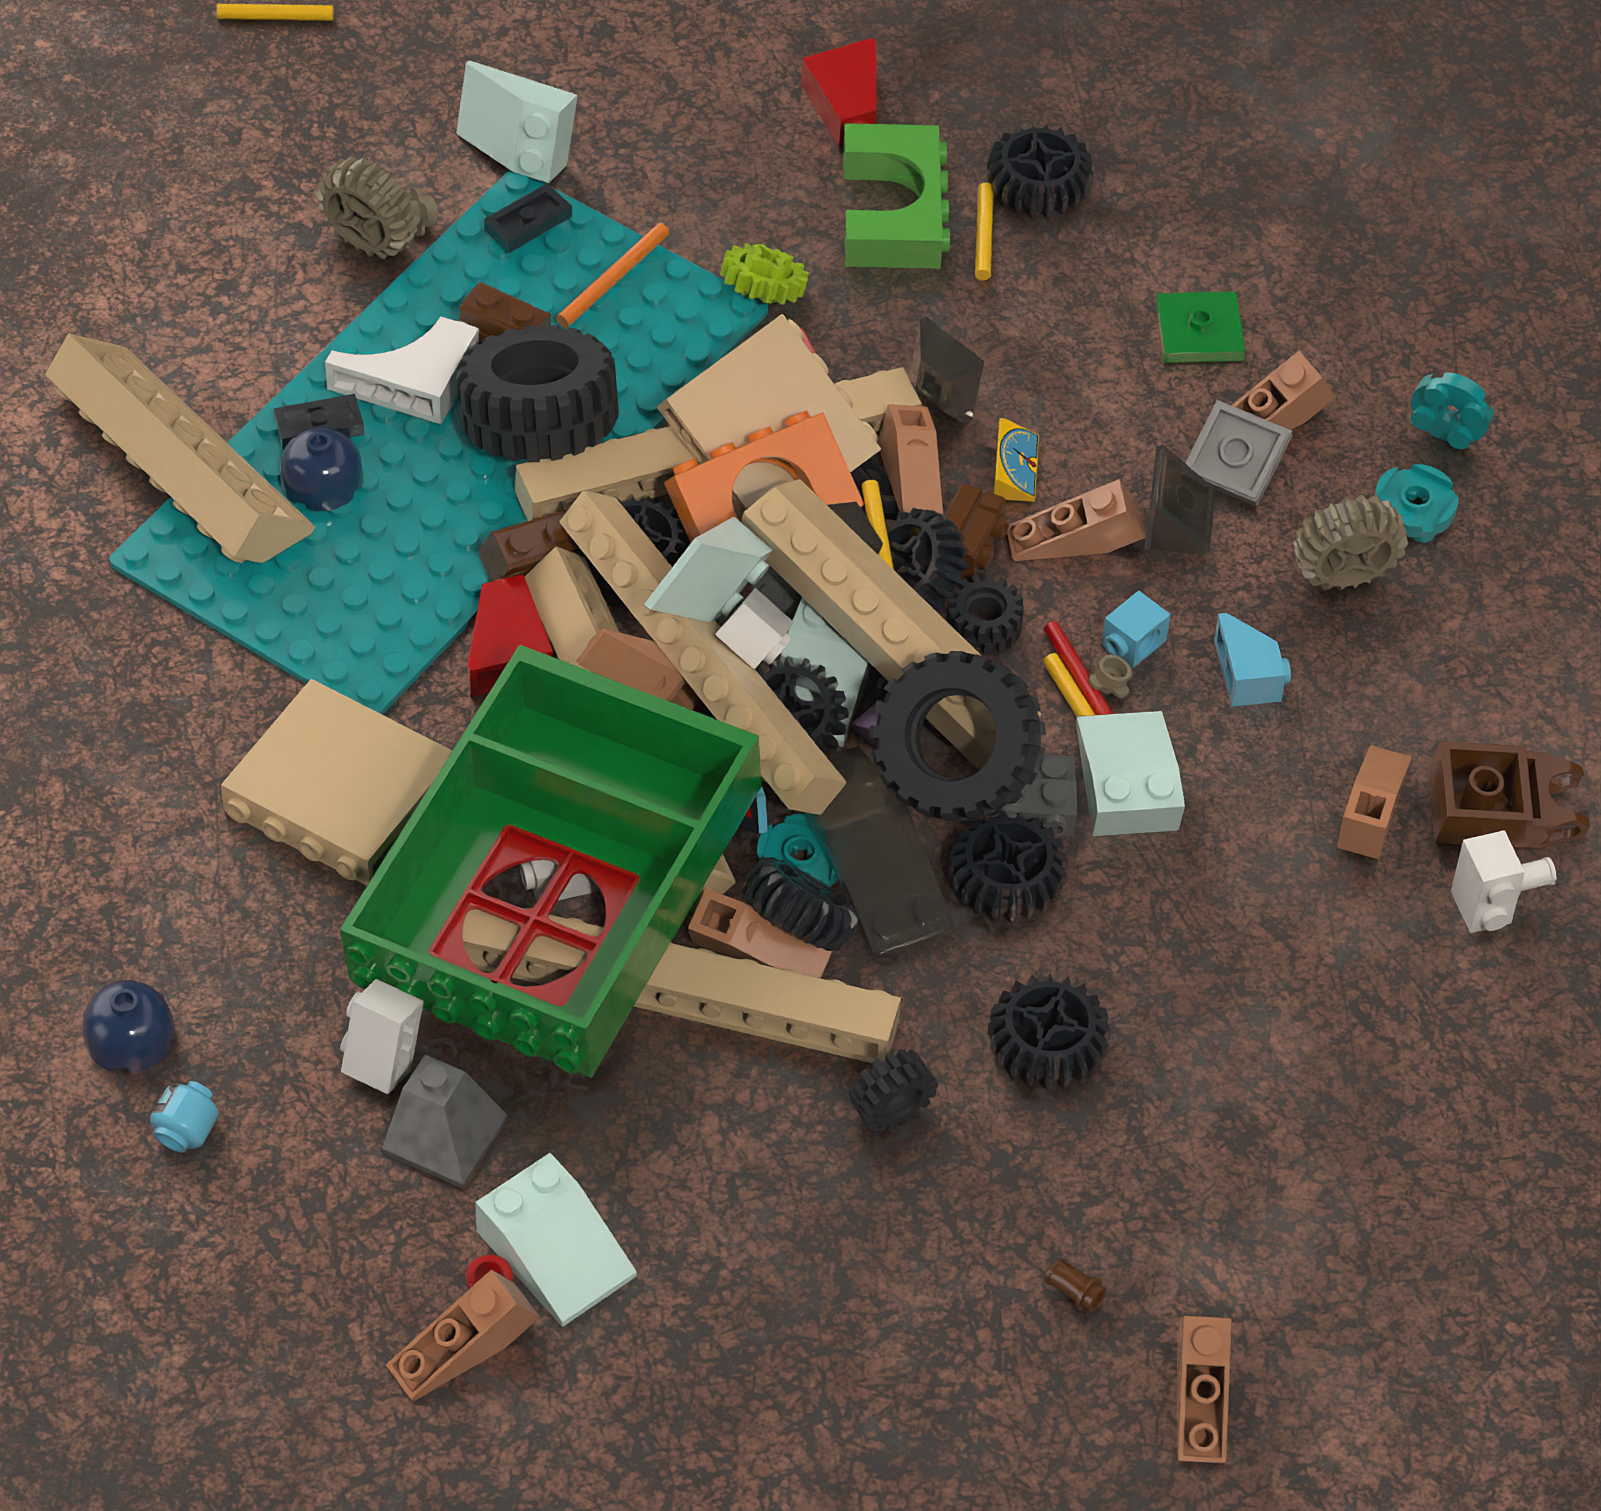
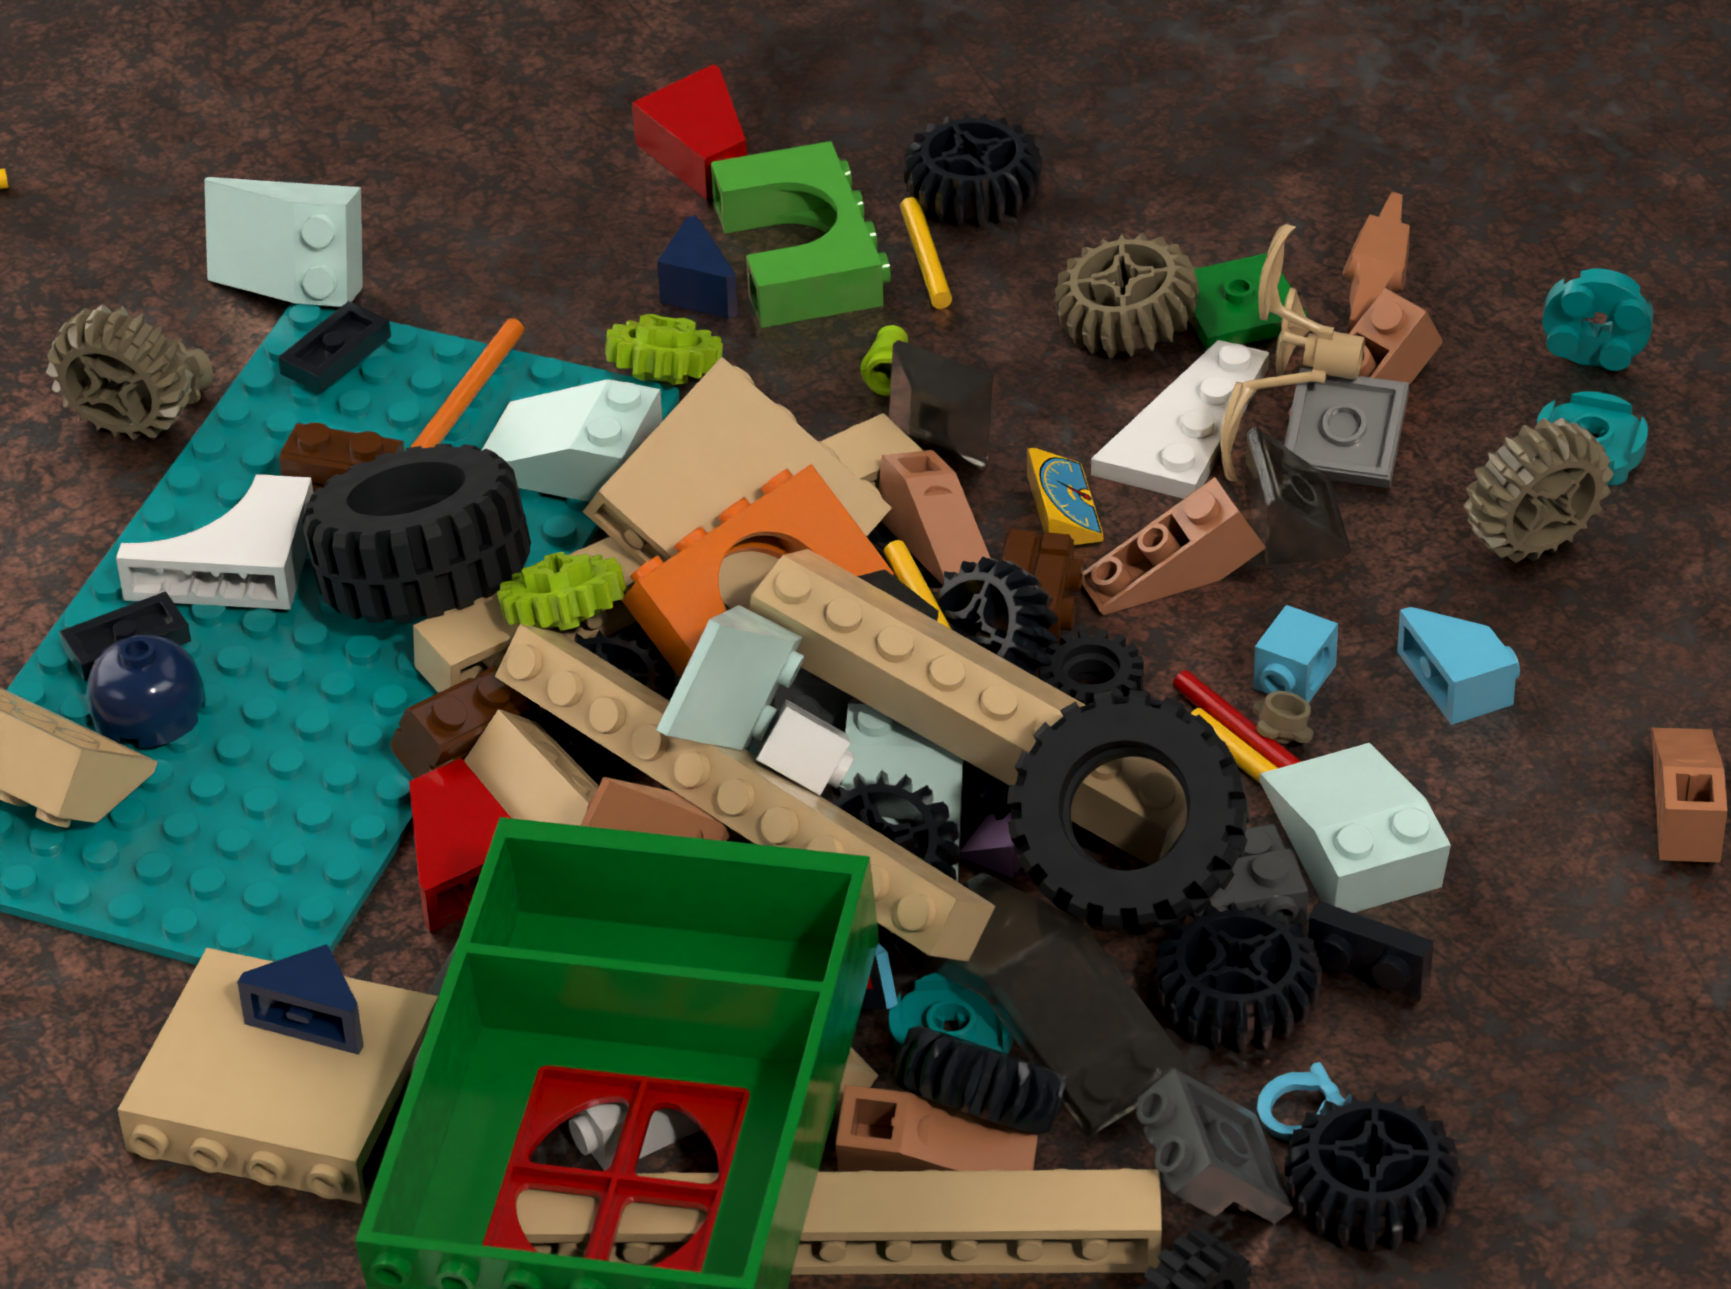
camera: 10 degrees left, 10 degrees down
(362, 735) = (303, 1000): none -> dark blue slope
(623, 466) = (562, 591): none -> lime gear
(675, 335) = (575, 436): none -> light aqua slope
(806, 212) = (696, 273): none -> dark blue slope
(931, 306) = (878, 360): none -> lime cone
(943, 990) = (1210, 1149): none -> dark grey plate
(1034, 955) = (1310, 1081): none -> medium azure piece
(1106, 869) = (1371, 950): none -> black plate
(1115, 305) = (1126, 294): none -> dark tan gear
(1126, 422) = (1178, 434): none -> white wing
(1234, 393) = (1325, 351): none -> tan plant
(1309, 319) = (1377, 258): none -> nougat animal

